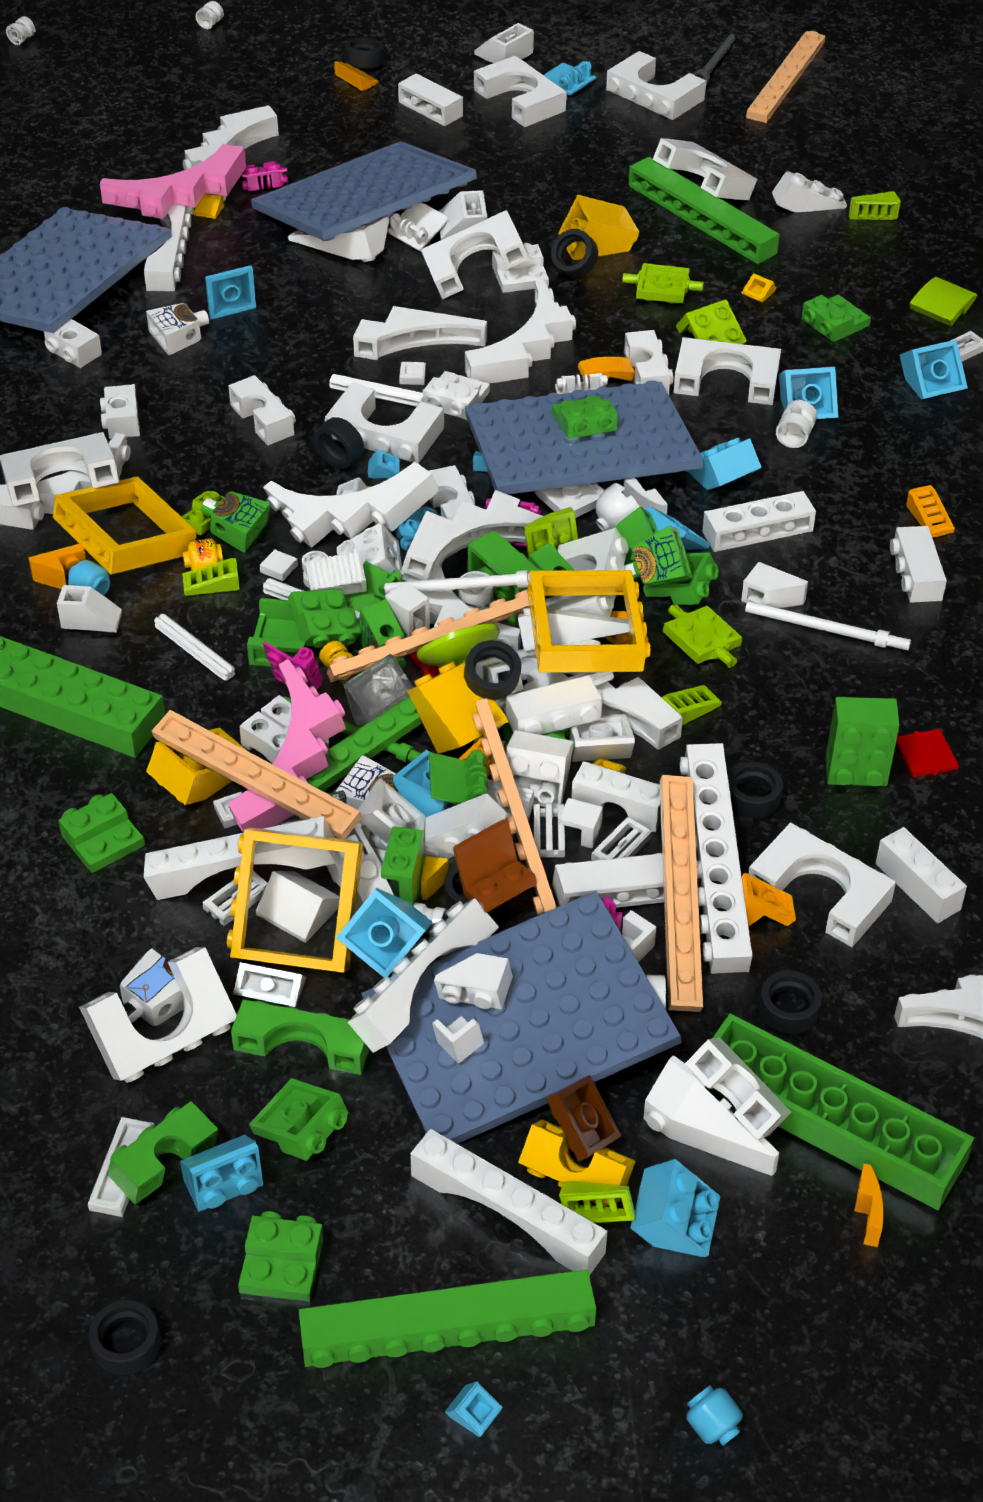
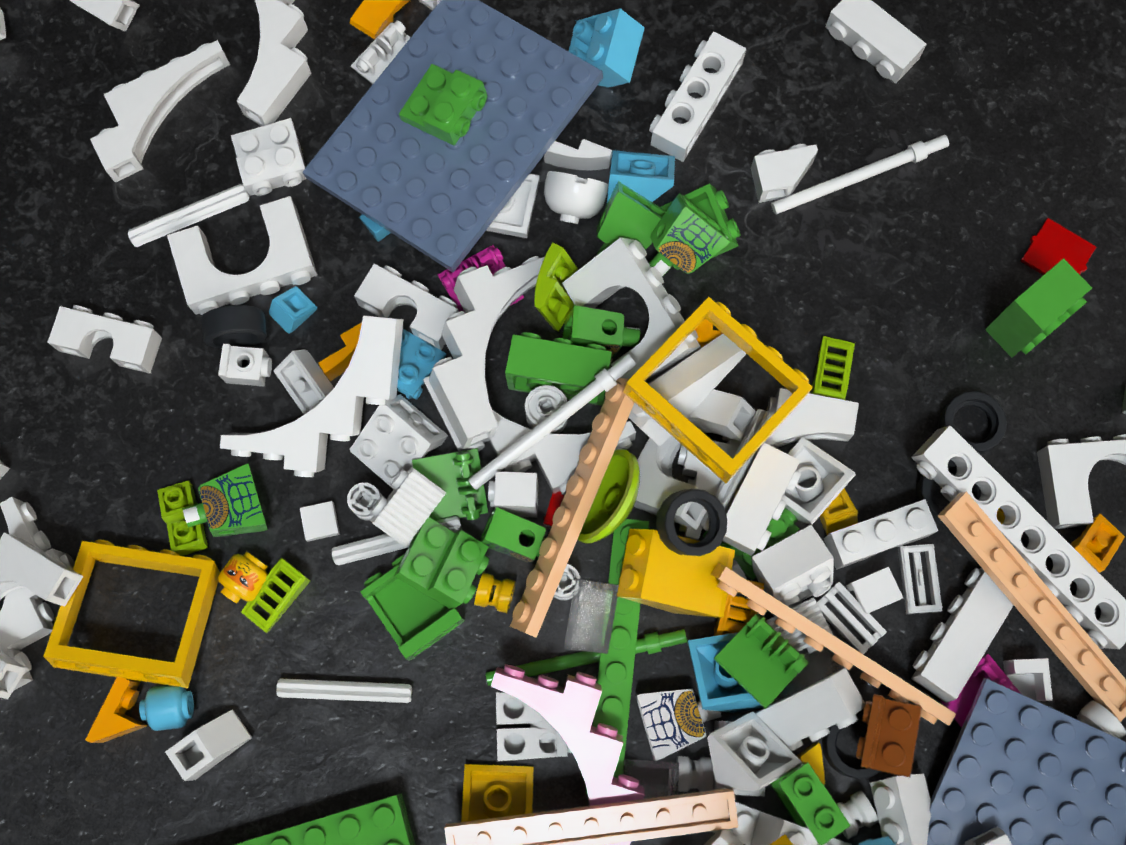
camera: 40 degrees left, 30 degrees up
(303, 659) = (491, 653): dark pink hinge -> none
(323, 468) = (254, 374): none -> white brick
(412, 373) = (198, 161): white tile -> none
(702, 635) = (770, 277): lime plate -> none

